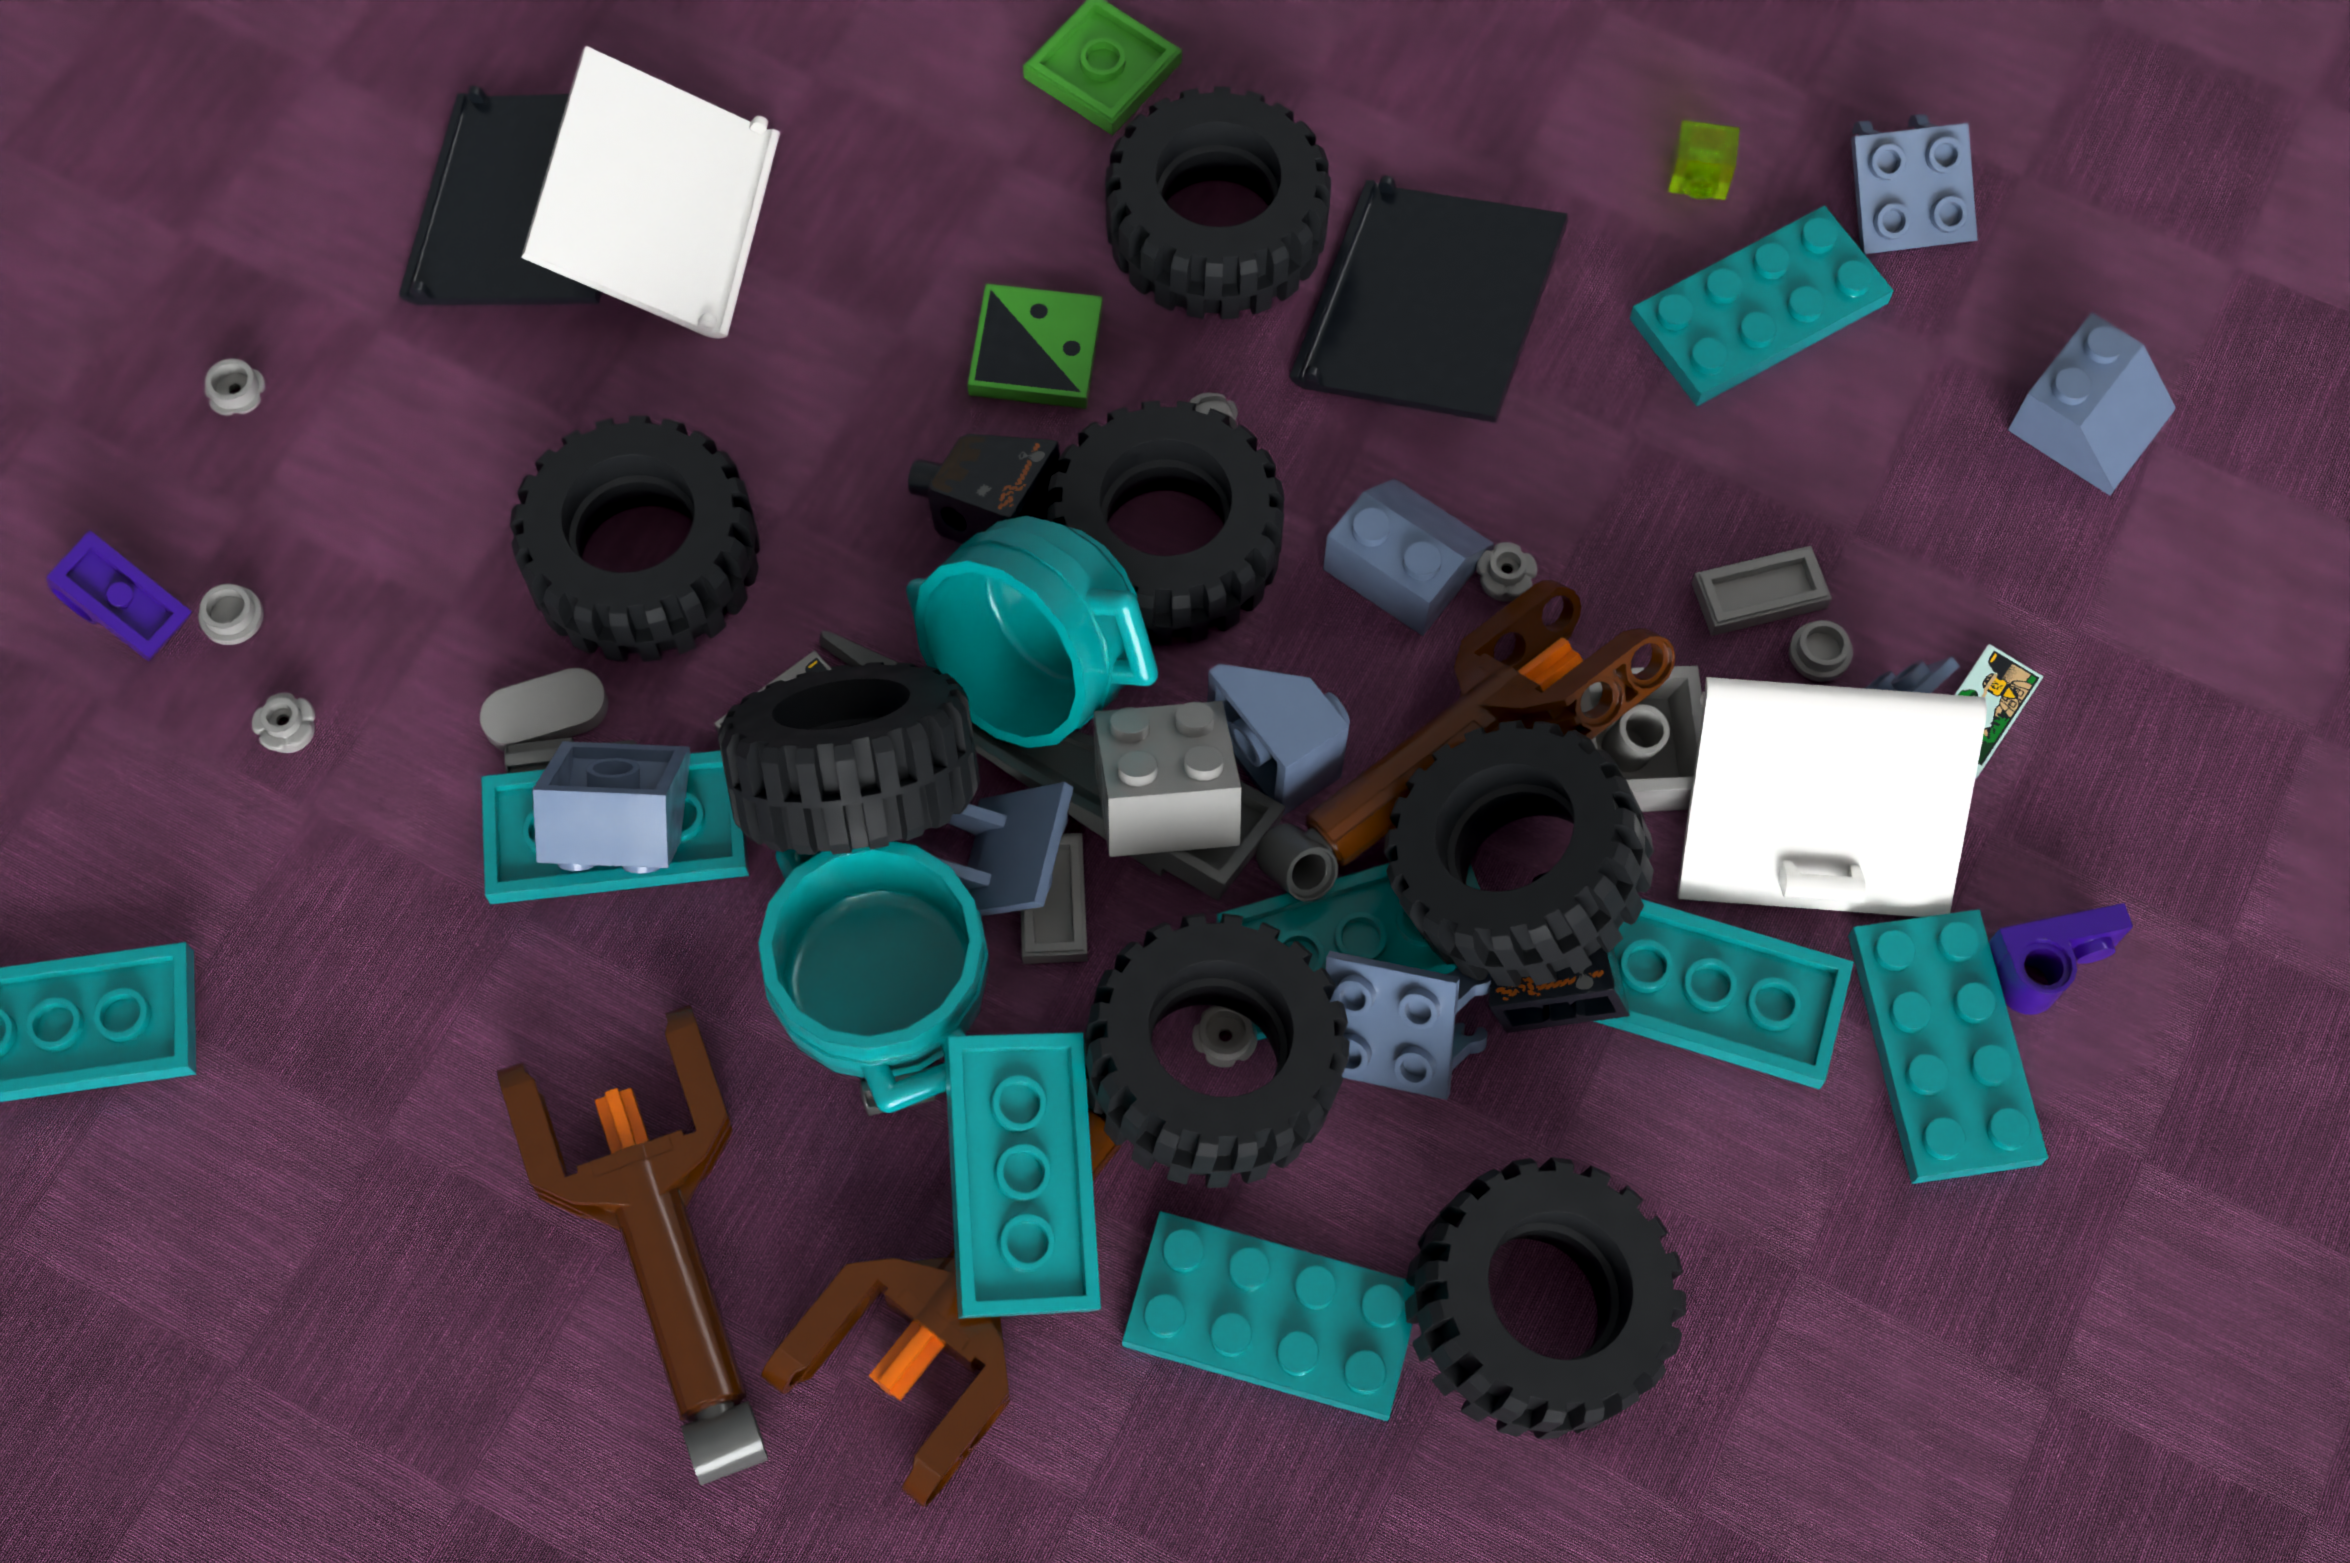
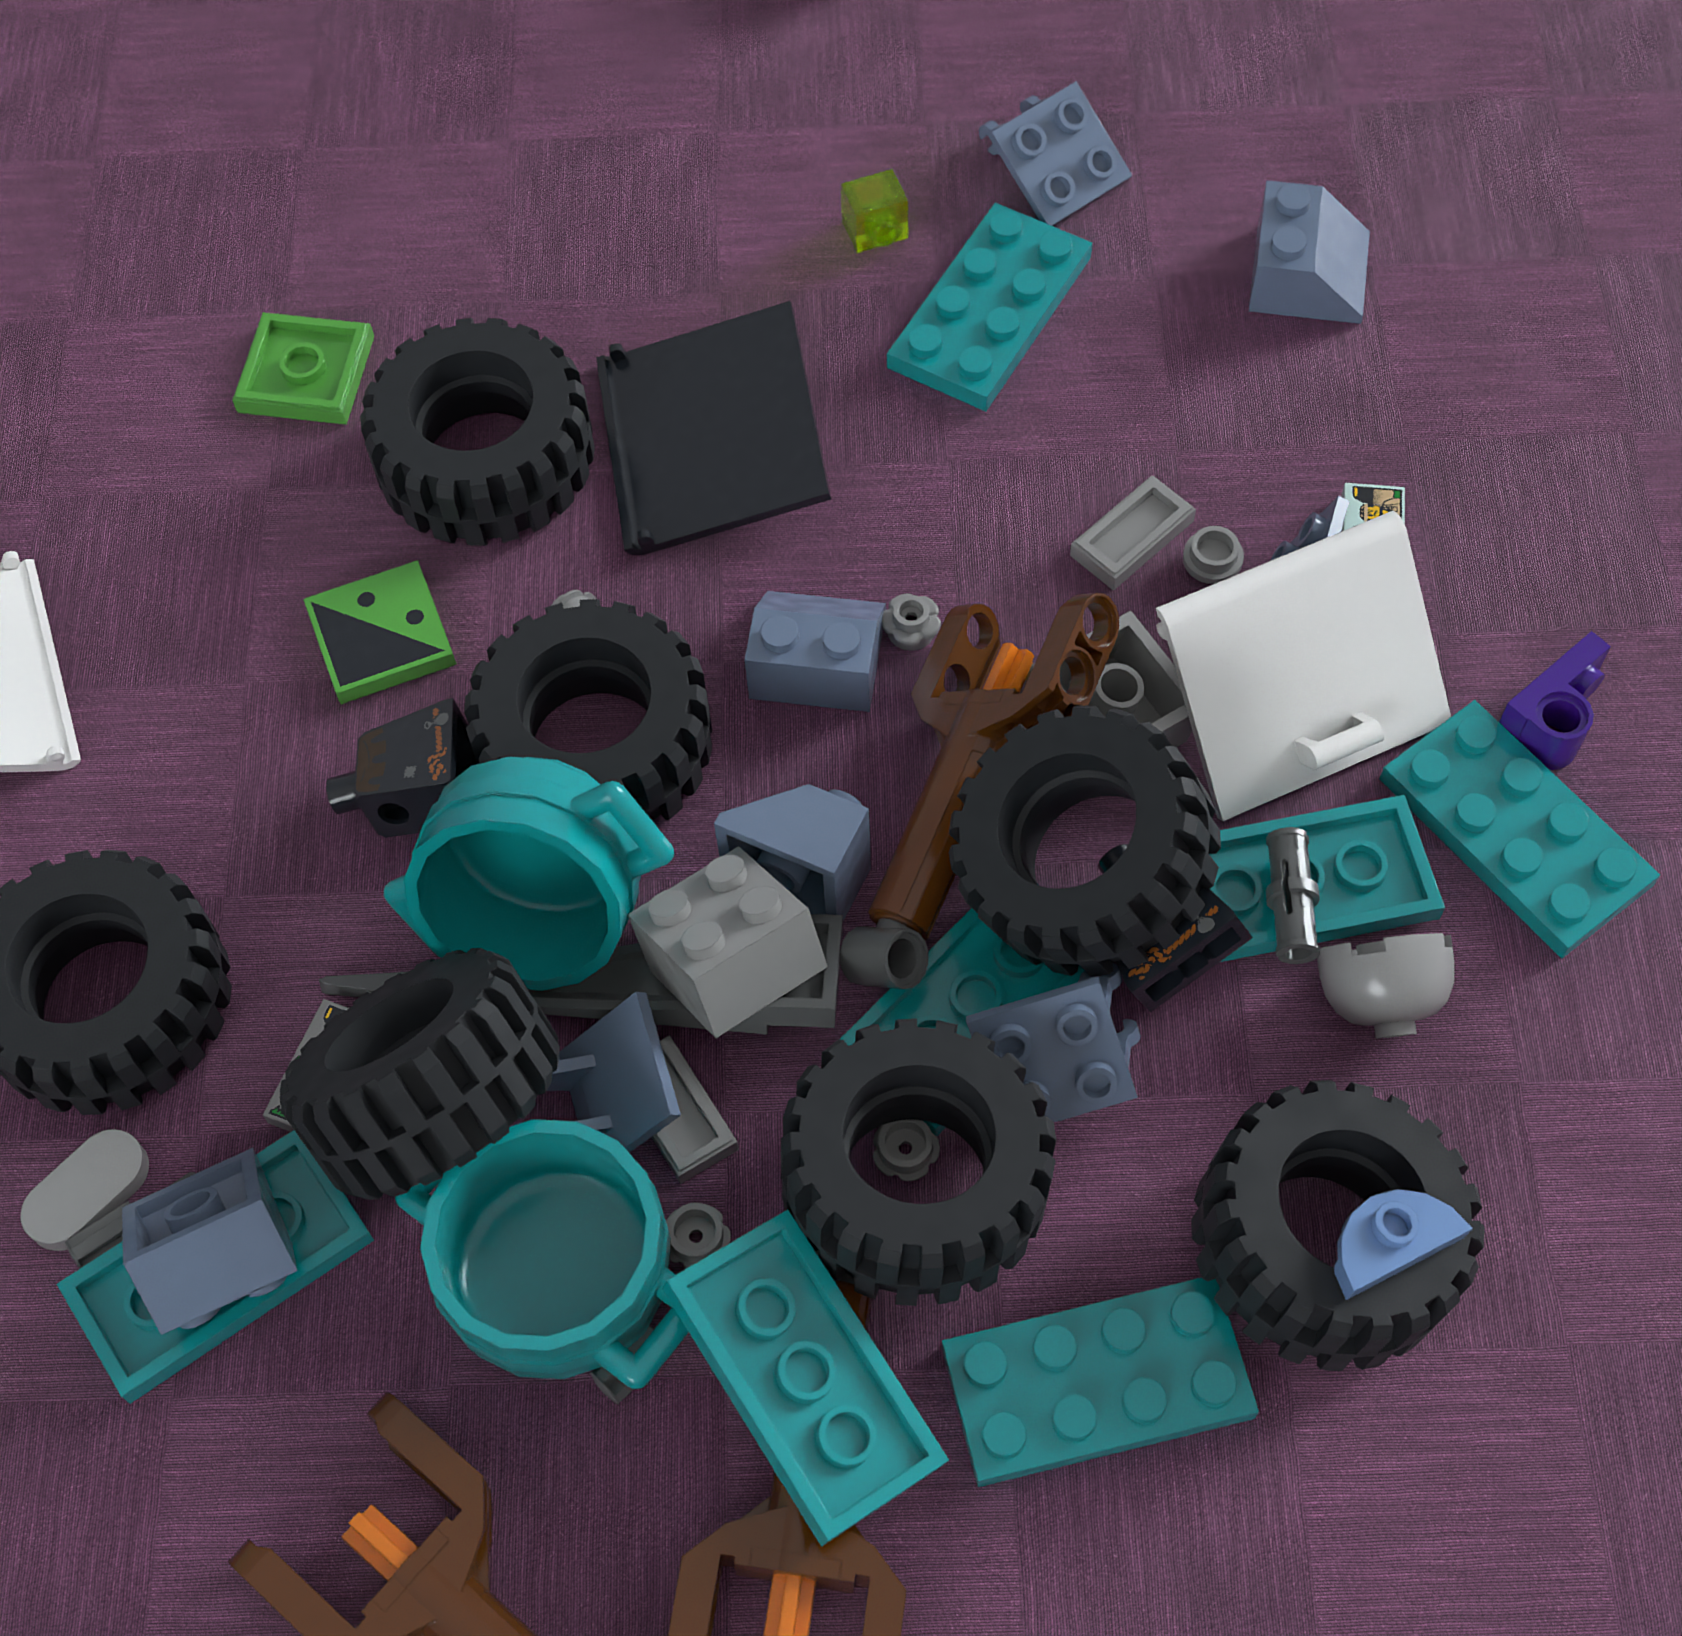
camera: 25 degrees left, 5 degrees down
(1009, 997) = (701, 1219): none -> light grey plate
(1572, 1331) = (1391, 1235): none -> medium blue plate
(1688, 997) = (1292, 895): none -> dark grey pin
(1729, 1119) = (1389, 981): none -> light grey cylinder

